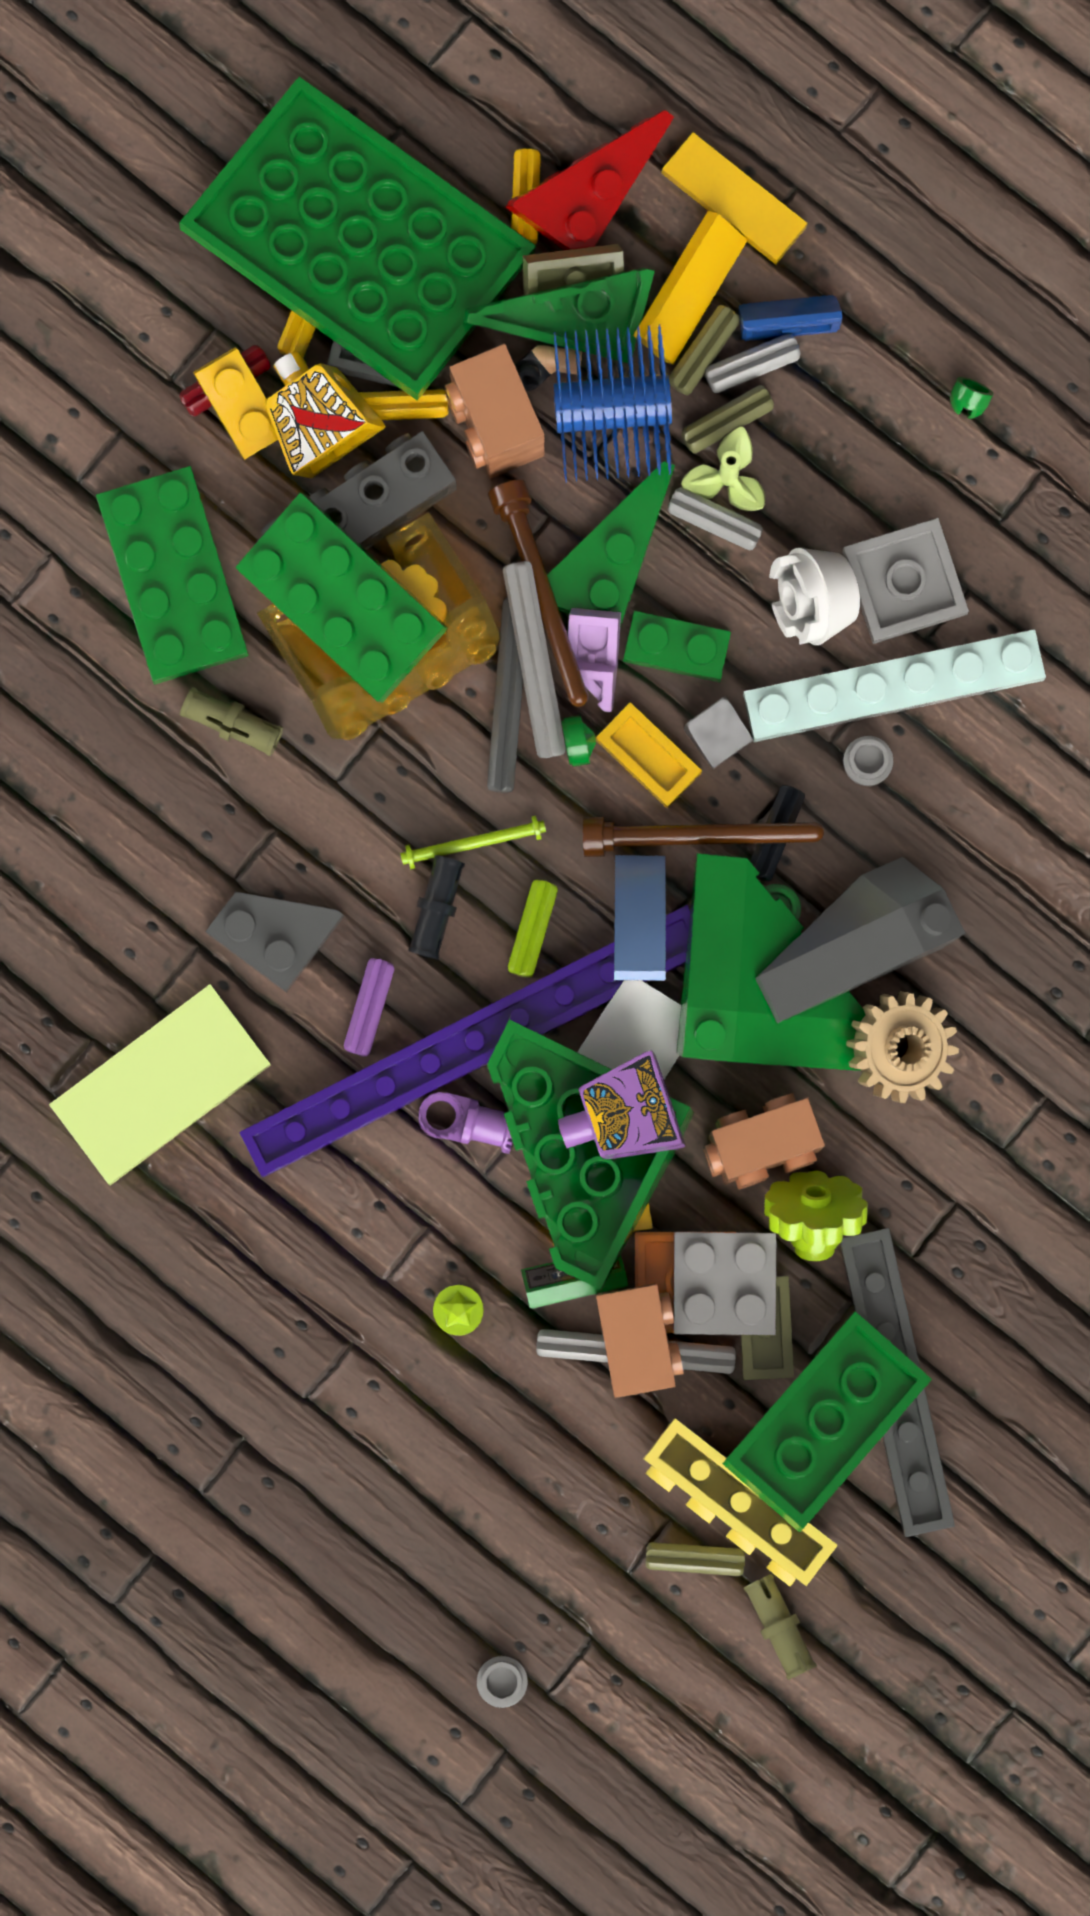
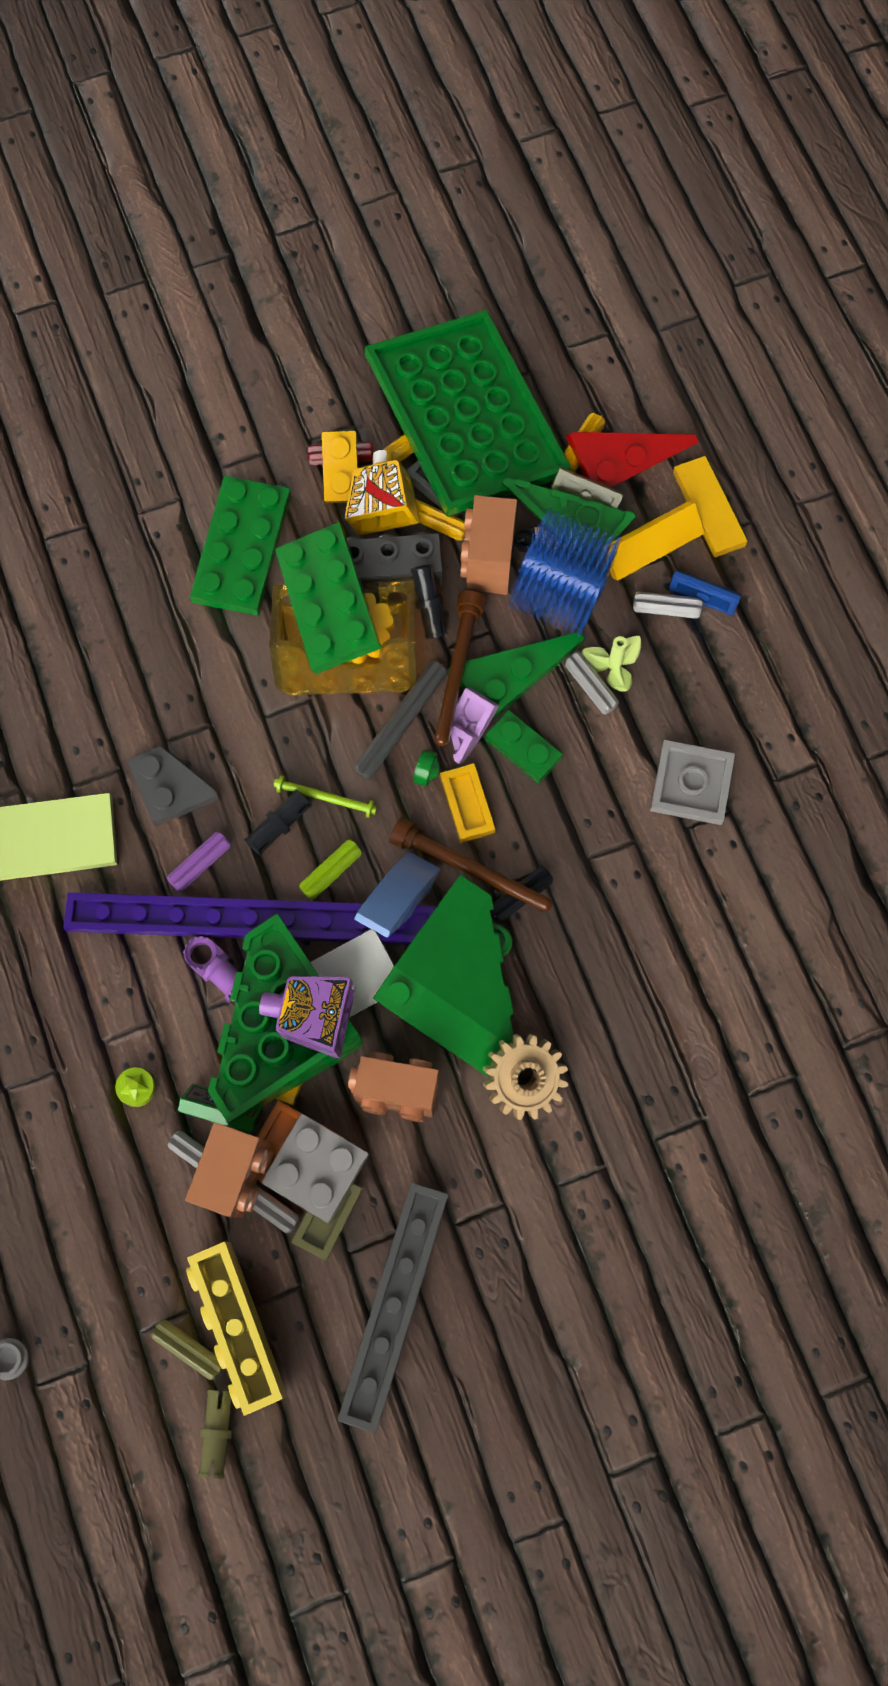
camera: 30 degrees right, 10 degrees down
(231, 721) = (222, 645): olive pin -> none
(460, 526) = (428, 601): none -> black pin
(534, 659) = (428, 703): light grey axle -> none
(704, 349) = (641, 581): olive axle -> none
(718, 732) = (519, 811): flat silver slope -> none
(727, 418) = (645, 628): olive axle -> none
(815, 594) = (629, 757): white cone -> none
(815, 1212) = (403, 1154): lime plant -> none
(827, 1421) = (325, 1305): green plate -> none
(865, 933) = (541, 988): dark grey wedge -> none
(868, 760) = (606, 881): light grey plate -> none
(894, 685) = (650, 844): light aqua plate -> none
(970, 395) = (796, 692): green hinge -> none

